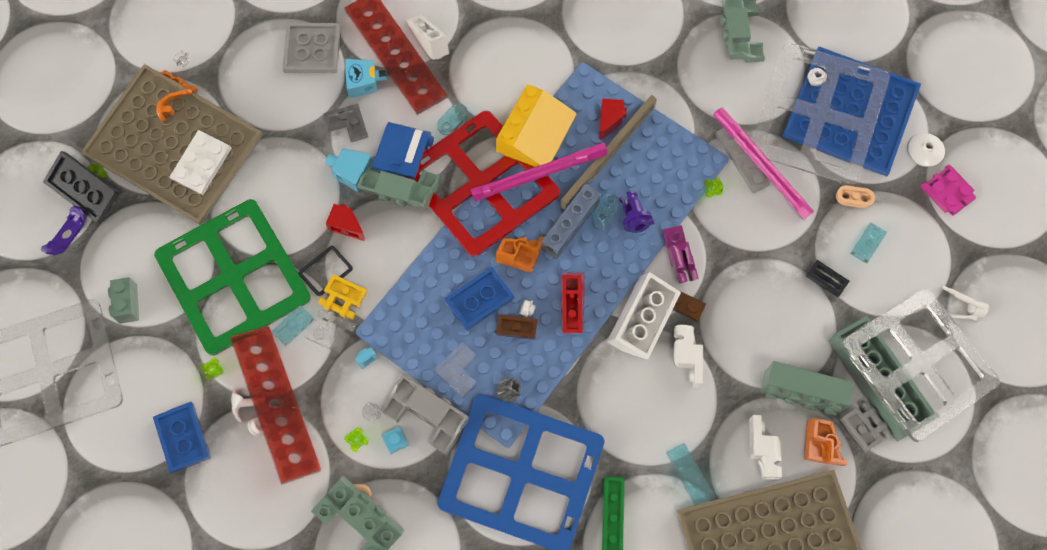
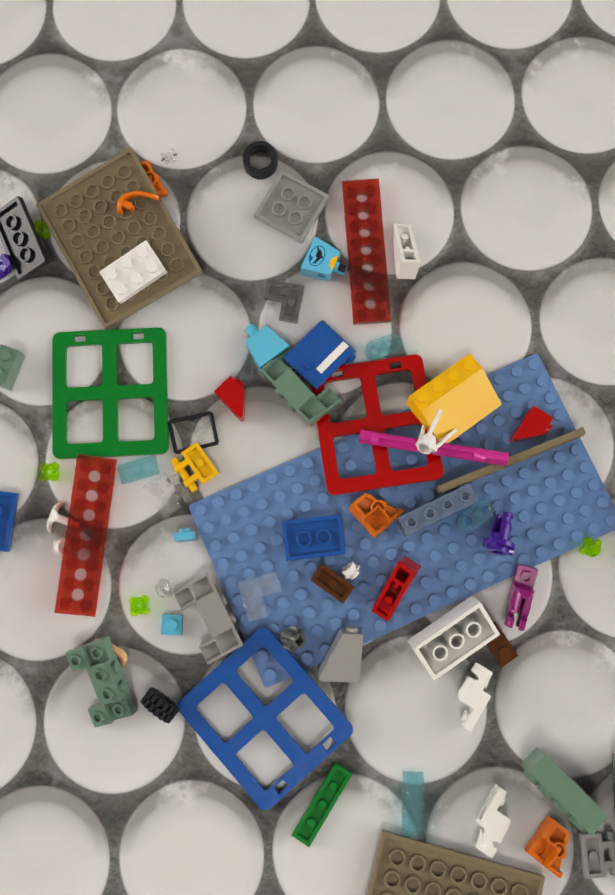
camera: 30 degrees right, 10 degrees up
(261, 13) = (260, 146): none -> black tyre
(422, 510) = (160, 705): none -> black tyre
(532, 167) = (427, 442): none -> white plant
(561, 381) = (343, 658): none -> light grey slope

